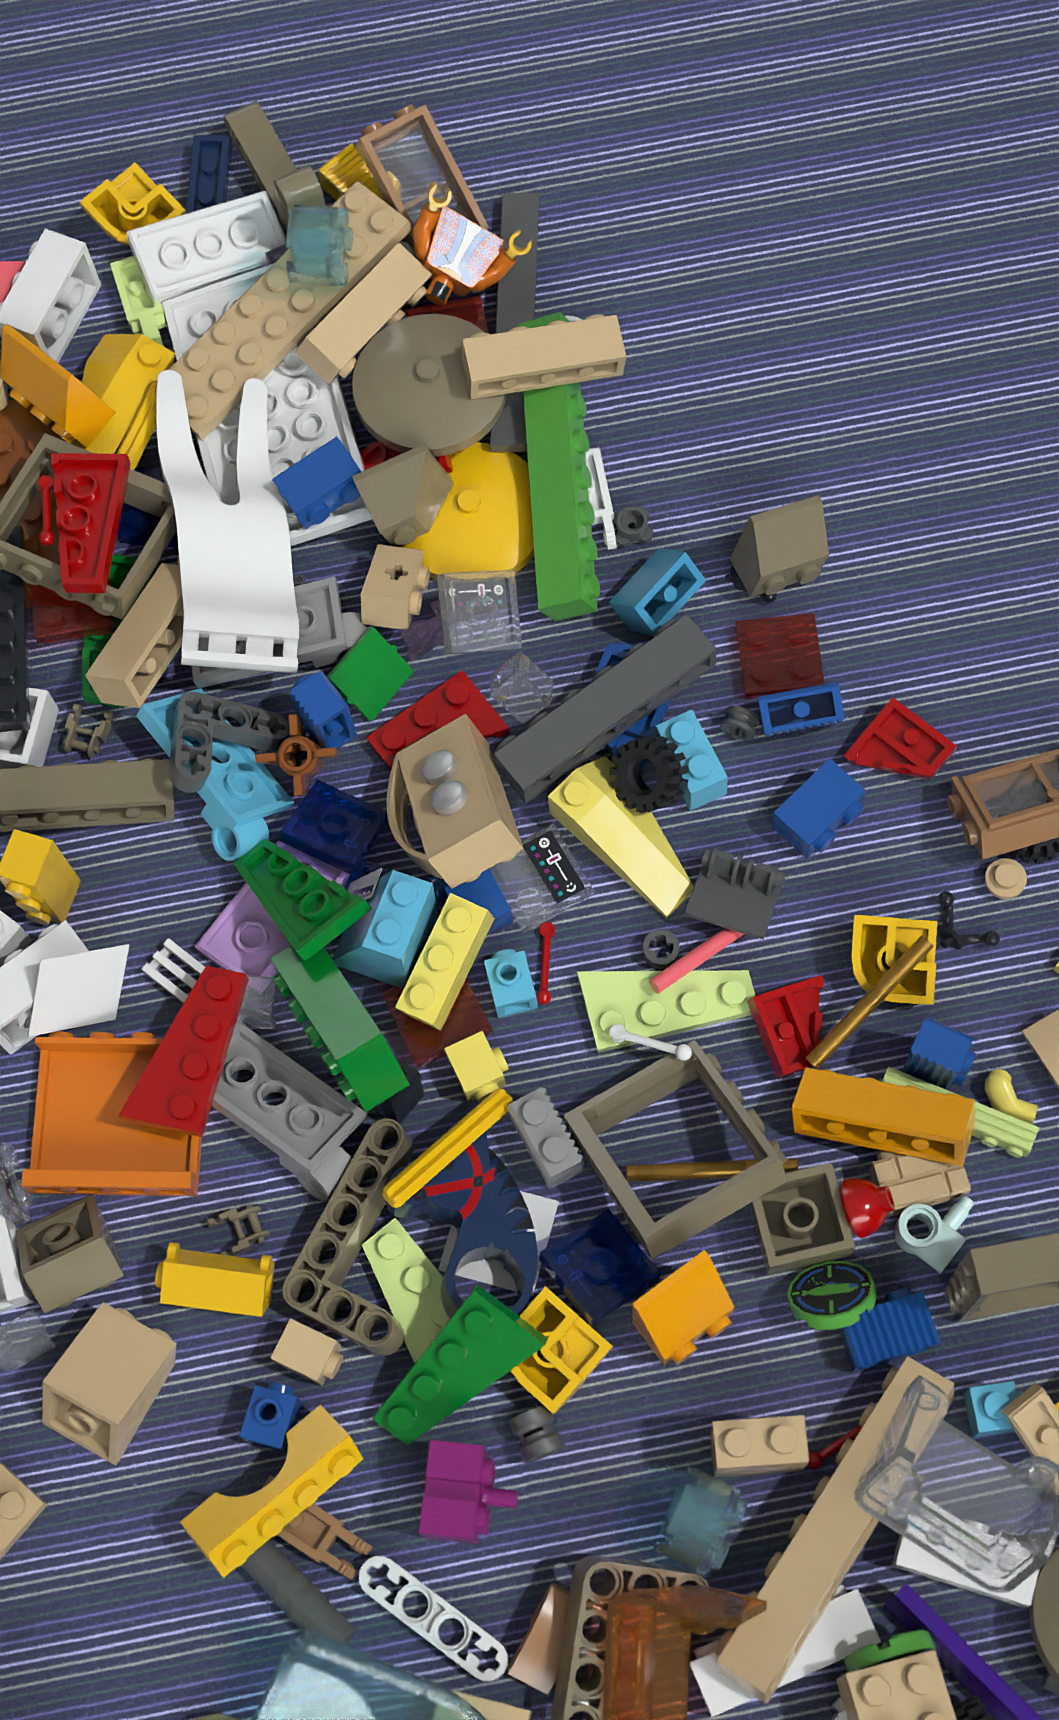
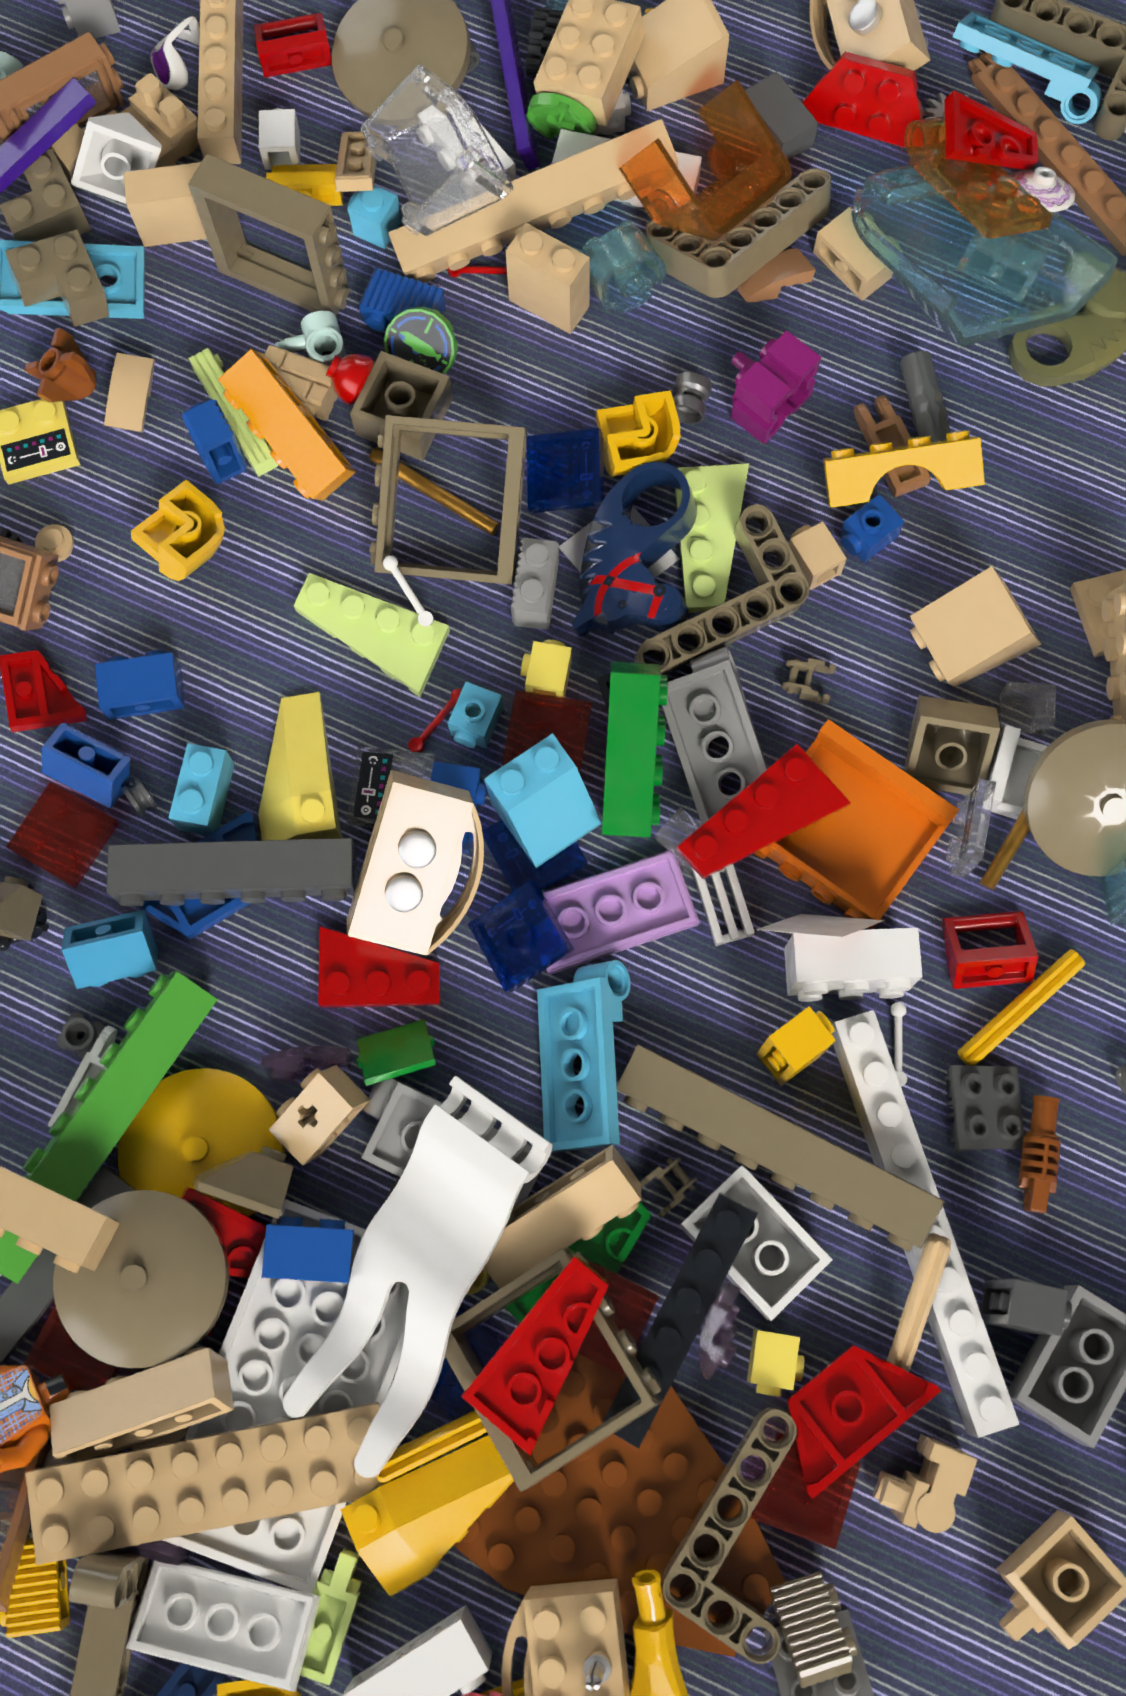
camera: 150 degrees left, 5 degrees up
(45, 485) = (555, 1426): red hinge -> none
(51, 390) = (482, 1546): light orange slope -> none
(205, 728) = (571, 1088): dark grey beam -> none
(215, 1281) = (851, 644): yellow brick -> none
(290, 751) = (507, 1013): dark orange brick -> none
(299, 898) = (593, 862): green wing -> none
(318, 245) = (127, 1492): clear light blue brick -> none
(323, 711) = (460, 1037): blue brick -> none
(365, 885) = (538, 849): white sticker -> none
(436, 1614) = (838, 340): white beam -> none
(445, 961) = (497, 746): light yellow brick -> none
(446, 1148) = (614, 611): yellow axle -> none
(463, 1359) = (713, 461): green wing -> none
(479, 611) = (266, 1034): clear plate -> none
(521, 687) = (283, 953): clear panel -> none
(630, 778) = (226, 792): black tyre -> none
(671, 943) = (343, 655): dark grey bush -> none
(683, 1310) = (531, 401): light orange slope -> none
(693, 959) = (317, 639): coral bar -> none
(735, 893) = (255, 665): dark grey hinge -> none
(789, 1024) = (296, 545): red wing -> none
(869, 1002) = (228, 507): pearl gold bar -> none
(951, 937) = (110, 557): black piece -> none
(1003, 1098) = (192, 392): light yellow arm -> none

